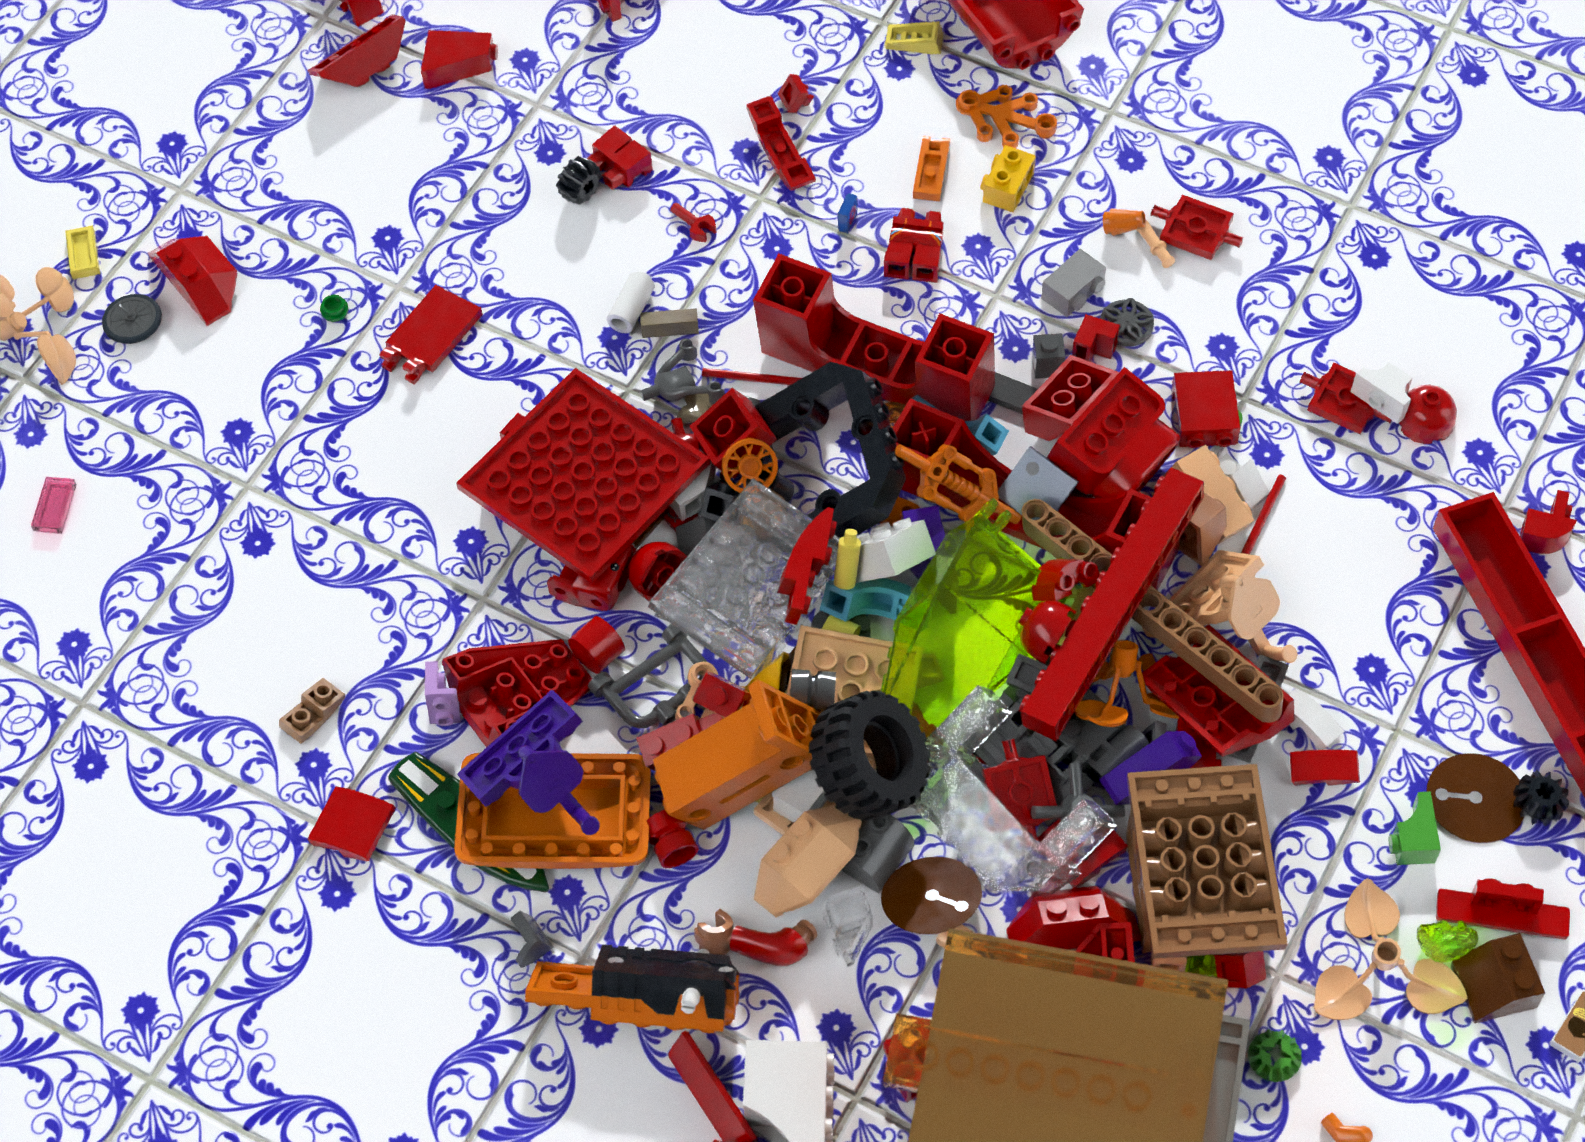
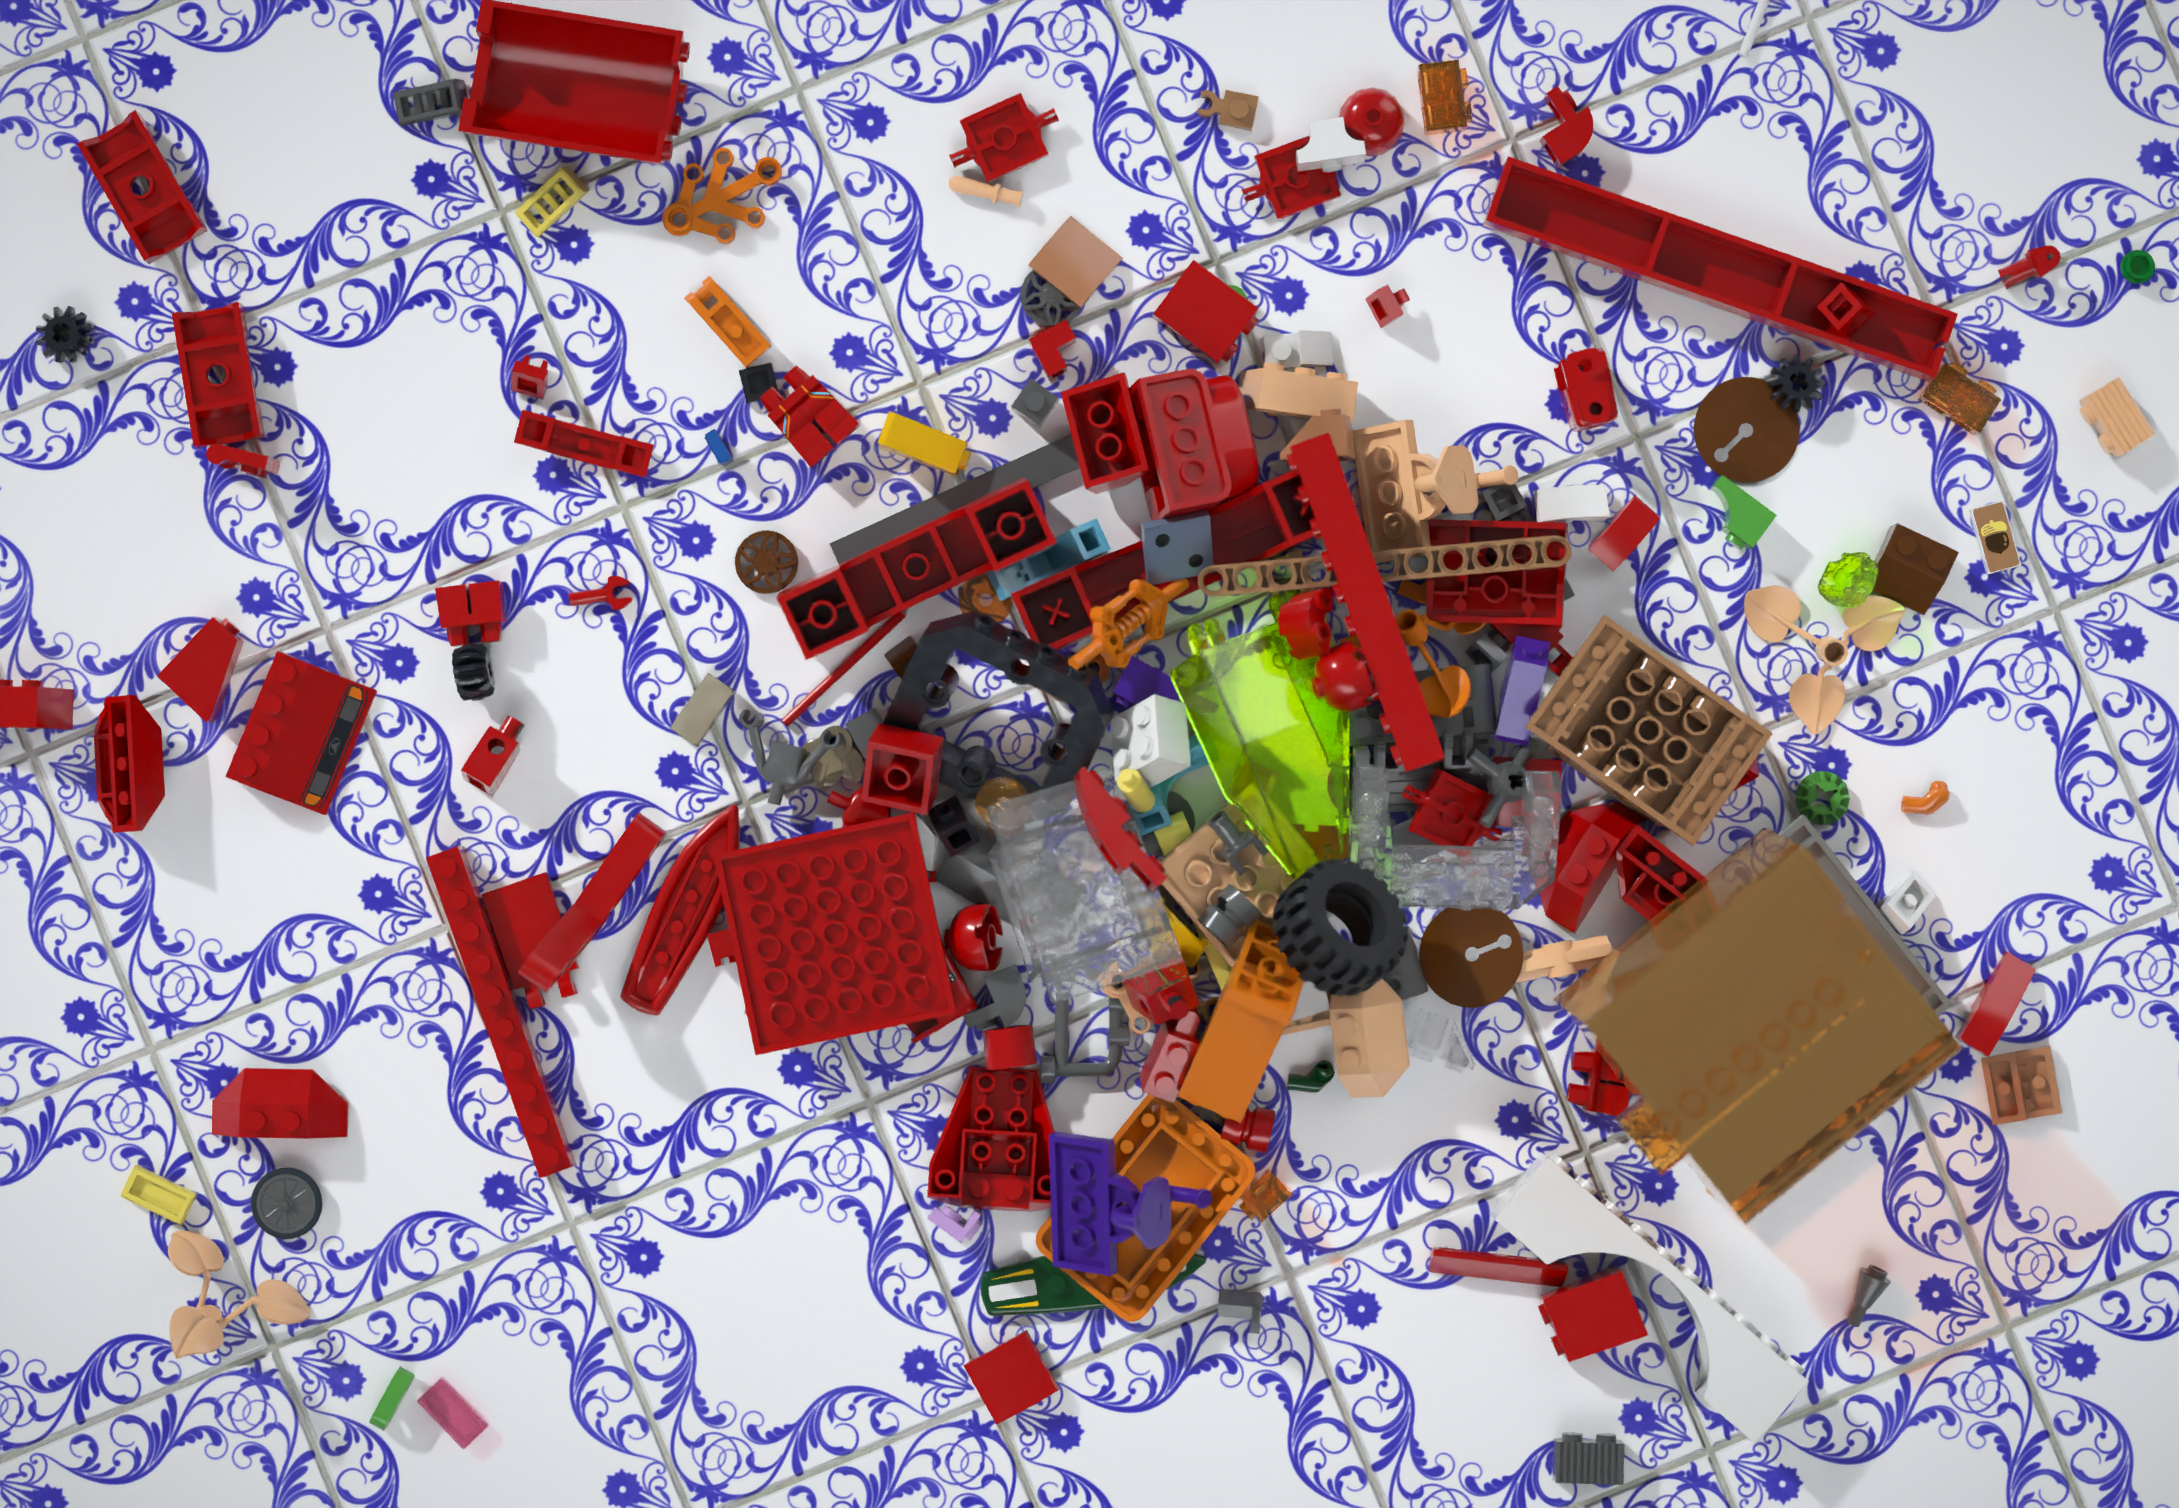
camera: 50 degrees left, 30 degrees up
(36, 460) = (392, 1398): none -> bright green beam
(314, 710) = (868, 1332): medium nougat slope -> none
(334, 308) = (430, 1007): green plate -> none
(360, 346) = (501, 1011): none -> red brick
(457, 126) = (301, 733): none -> red piece
(479, 346) = (594, 904): none -> red beam
(500, 401) = (680, 916): none -> red piece
(531, 226) = (488, 769): none -> red torso
(628, 888) = (1264, 1196): none -> clear orange brick
(630, 302) = (654, 729): white brick -> none
(632, 622) = (1008, 997): none -> dark grey brick
(644, 988) = (1369, 1260): piece -> none
(740, 862) = (1314, 1080): none -> dark green arm
(749, 464) = (954, 785): orange wheel -> none
(773, 948) = (1416, 1117): piece -> none
(869, 655) = (1234, 840): none -> dark grey piece
(912, 203) = (757, 381): none -> black tile
(955, 296) = (923, 444): none -> yellow slope
(1008, 178) = (803, 262): yellow brick -> none
(1024, 673) = (1362, 725): dark grey tile -> none
(1074, 283) = (973, 308): light grey brick -> none
(1122, 221) = (942, 203): orange cone -> none
(1161, 317) = (1075, 262): none -> nougat slope
(1266, 509) = (1351, 365): red axle -> none
(1323, 507) = (1387, 305): none -> tile
(1349, 338) = (1236, 109): none -> medium nougat plate
(1395, 656) = (1589, 393): none -> red piece
(1486, 440) = (1442, 97): none -> clear orange brick
(1504, 908) = (1862, 507): red bracket -> none

